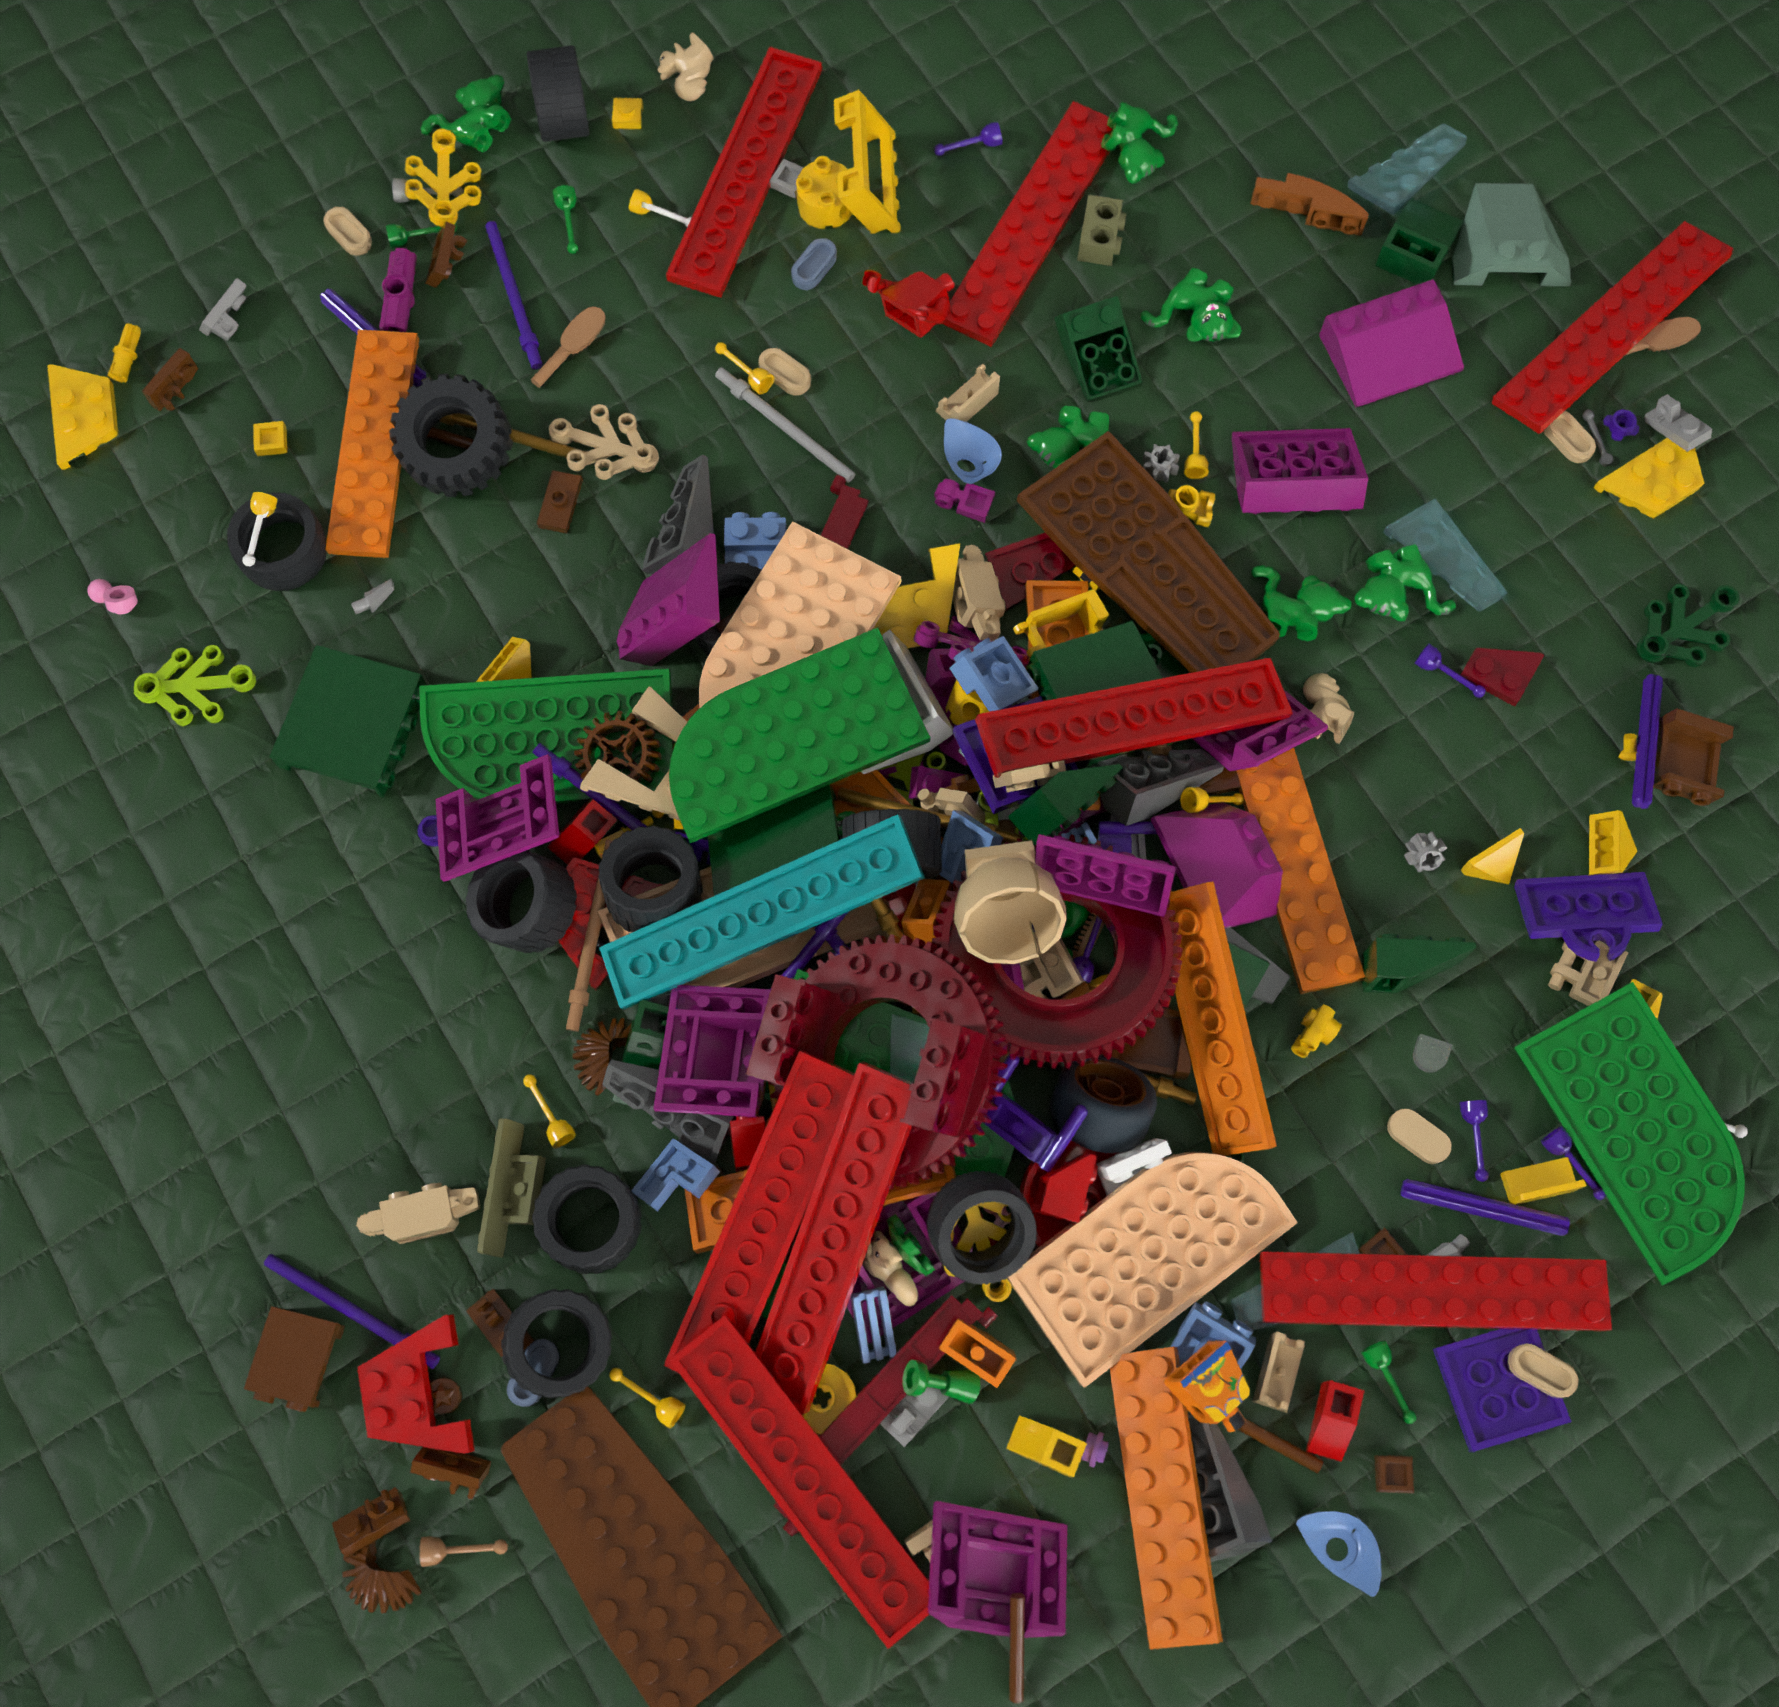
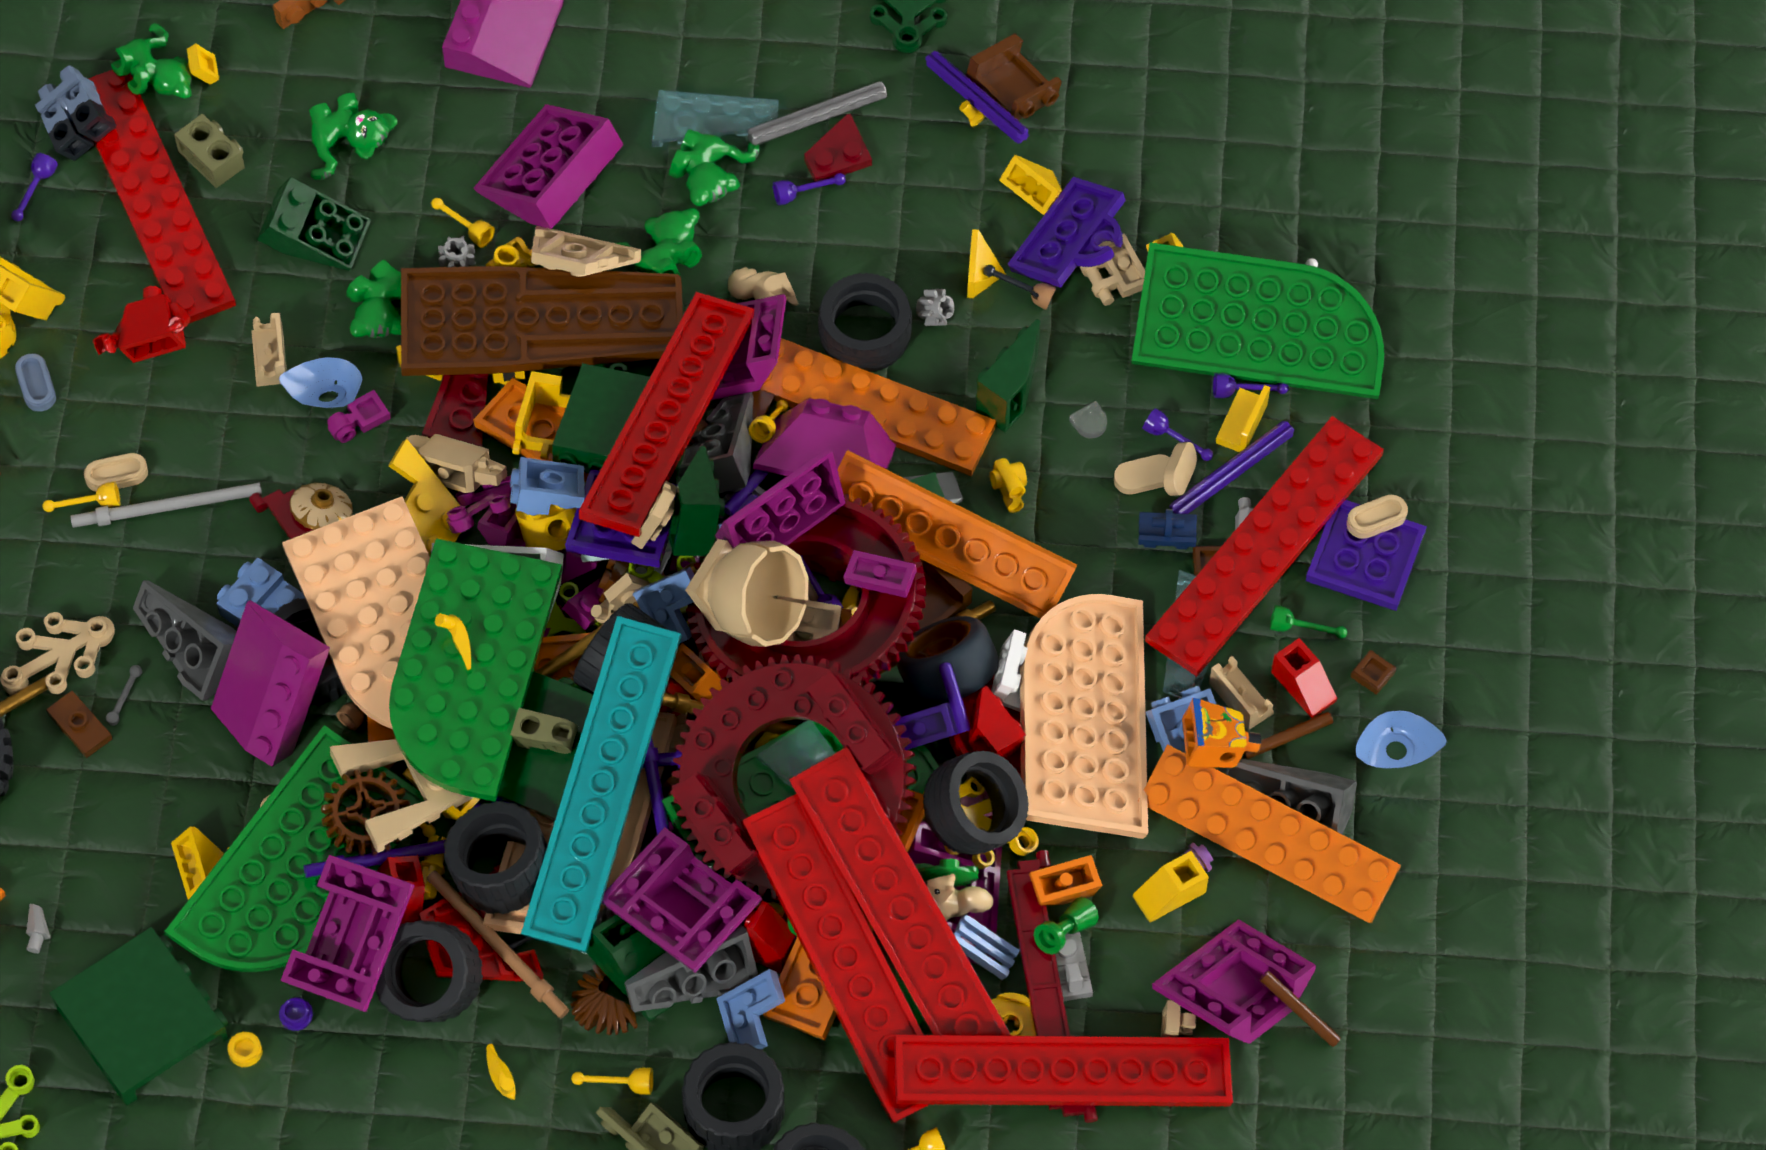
camera: 55 degrees left, 10 degrees down
(380, 816) = (244, 1049): none -> yellow tile
(491, 1019) = (500, 1073): none -> yellow bar
(584, 521) = (113, 717): none -> dark grey hinge
(775, 833) = (543, 731): none -> olive leg
(802, 706) = (458, 634): none -> yellow bar
(860, 537) = (319, 505): none -> tan dish
(1047, 118) = (73, 114): none -> hips
(1114, 994) = (880, 573): none -> magenta plate
(1168, 171) = (202, 64): none -> yellow plate
(1233, 546) = (579, 253): none -> tan wing
(1379, 1195) = (1167, 529): none -> dark blue hips
(1384, 778) = (865, 290): none -> black tyre
(1446, 1163) = (1179, 469): none -> tan tile
(1511, 926) = (1040, 293): none -> hinge
(1522, 630) = (817, 113): none -> flat silver axle

